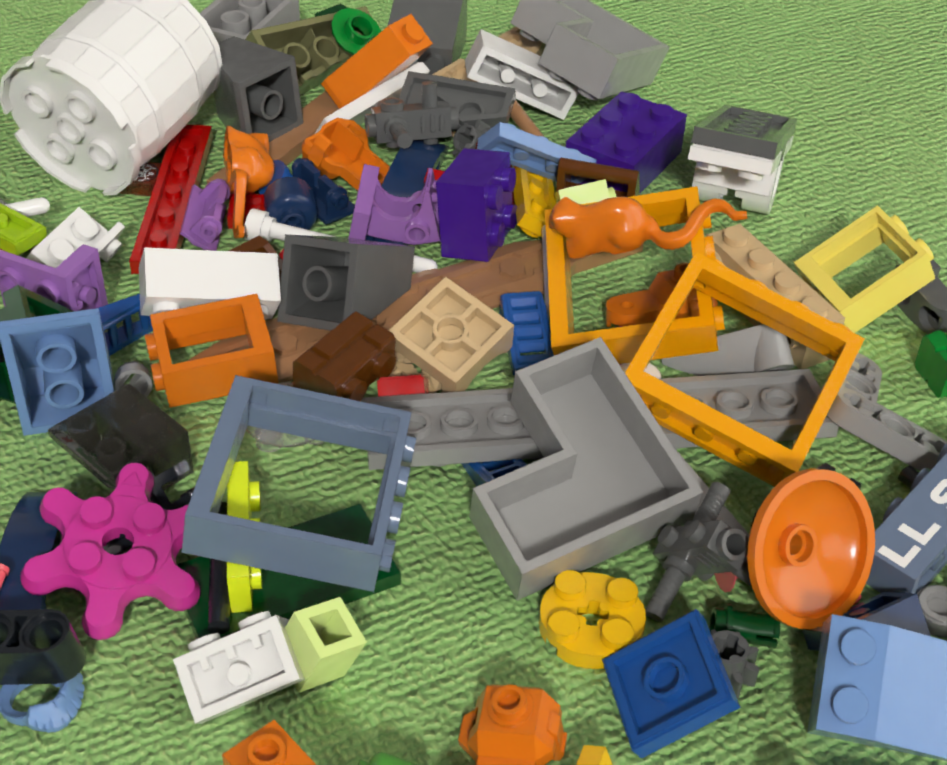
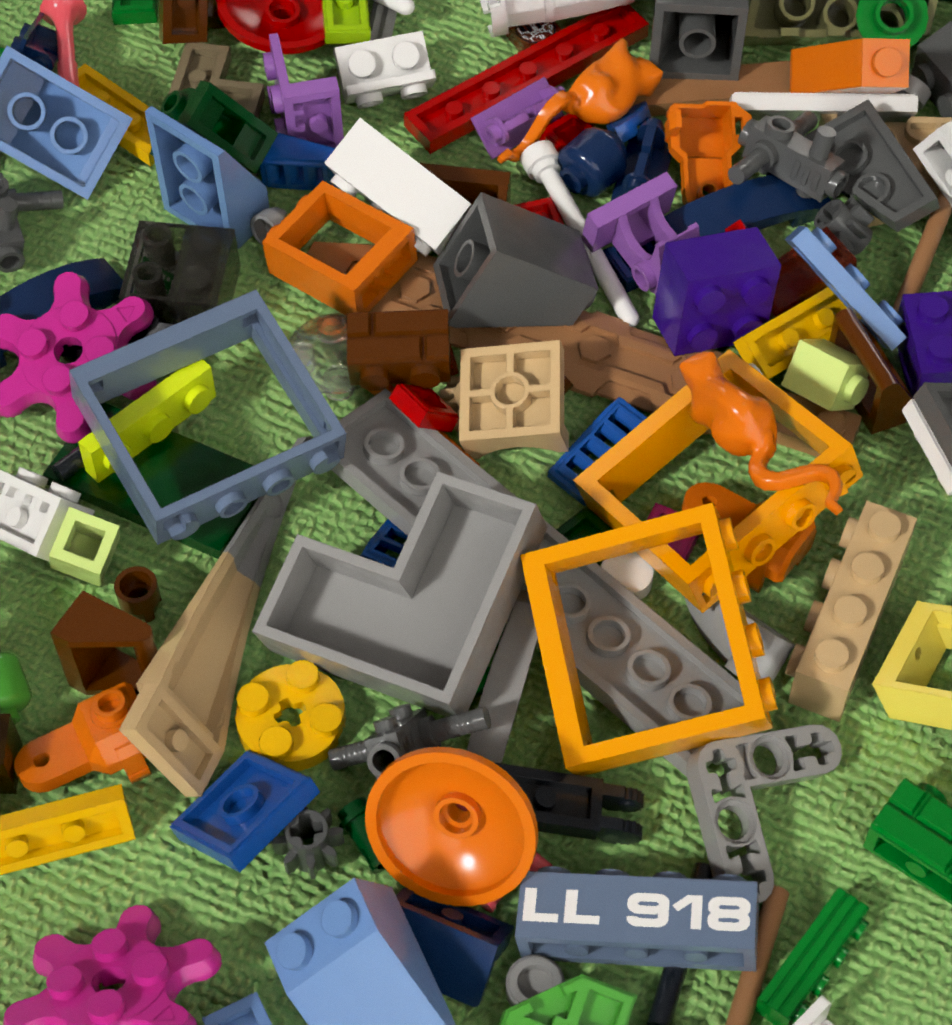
camera: 55 degrees right, 15 degrees up
(391, 643) = (137, 583): none -> reddish brown hose
(426, 665) = (88, 643): none -> reddish brown tile
(513, 649) = (193, 678): none -> tan plate

